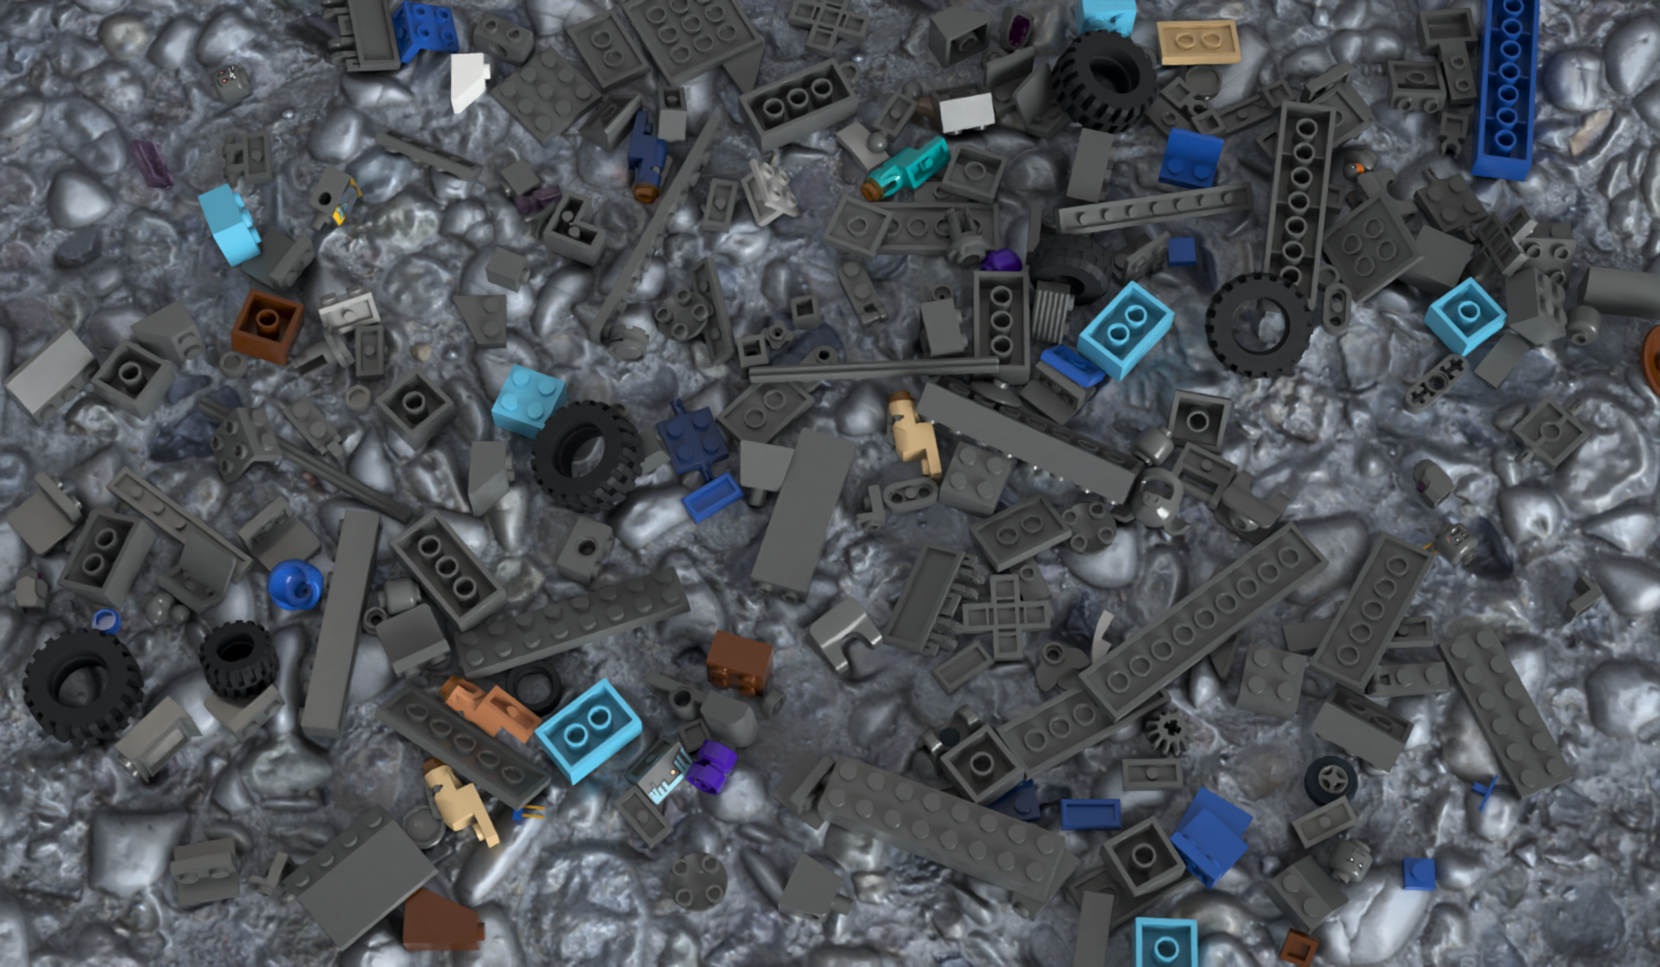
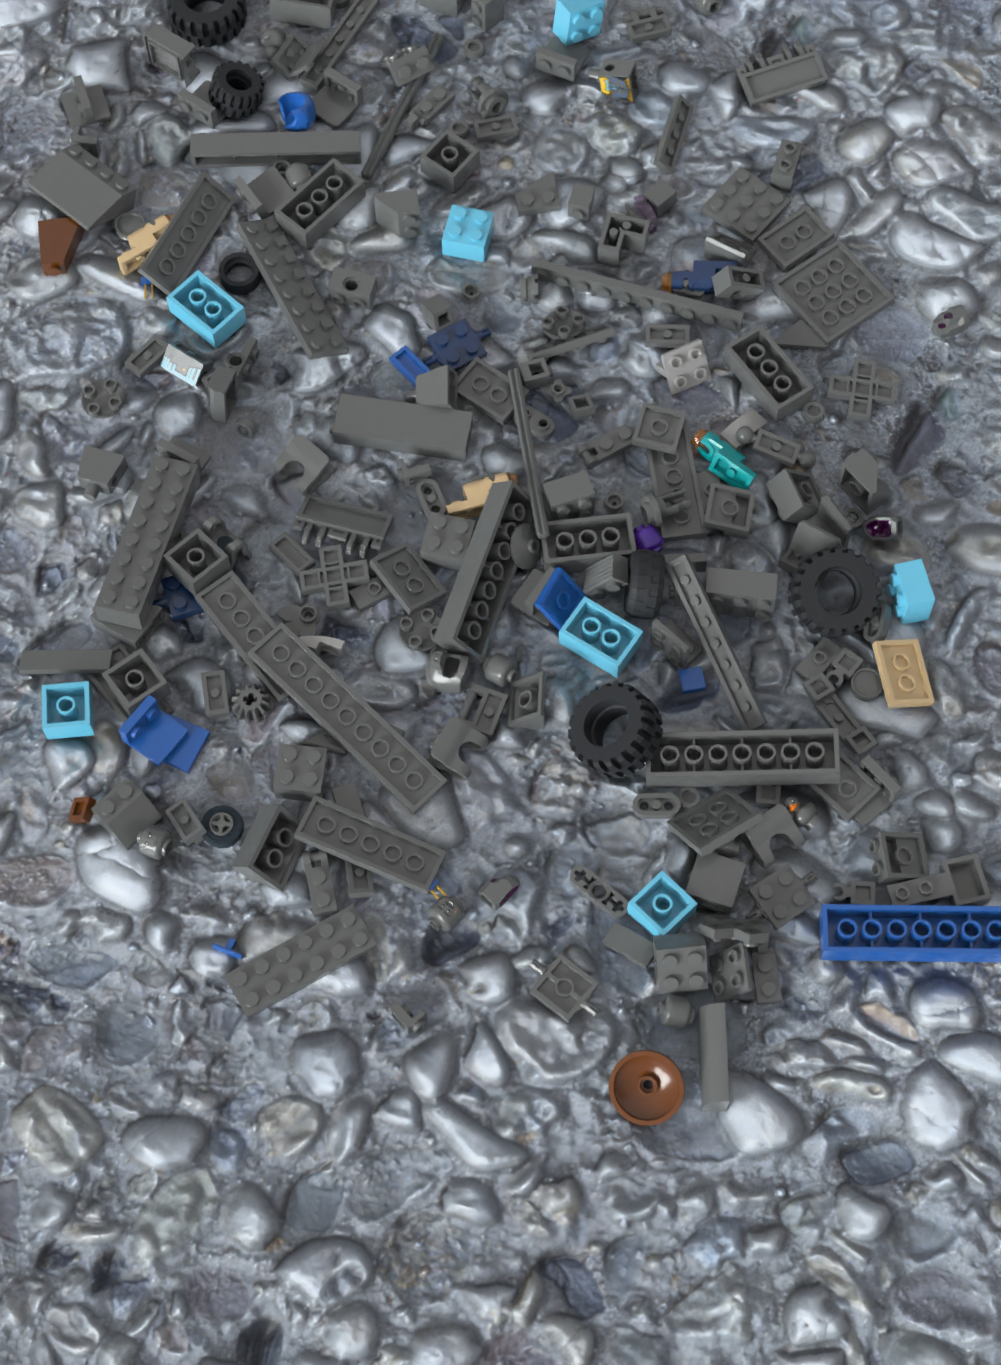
camera: 85 degrees right, 0 degrees up
(107, 620) = (260, 14): blue plate -> none
(267, 327) = (502, 58): reddish brown brick -> none
(349, 309) = (528, 106): light grey bracket -> none
(424, 28) = (786, 115): blue bracket -> none
(467, 79) = (744, 148): white slope -> none
(489, 710) = (216, 243): nougat plate -> none
(563, 438) = (420, 269): black tyre -> none
(712, 764) = (188, 392): dark purple wheel -> none
(739, 664) = (267, 395): reddish brown brick -> none
(1090, 814) = (180, 656): blue tile -> none
(1190, 159) = (776, 677): blue bracket -> none
(1418, 874) = (153, 899): blue plate -> none

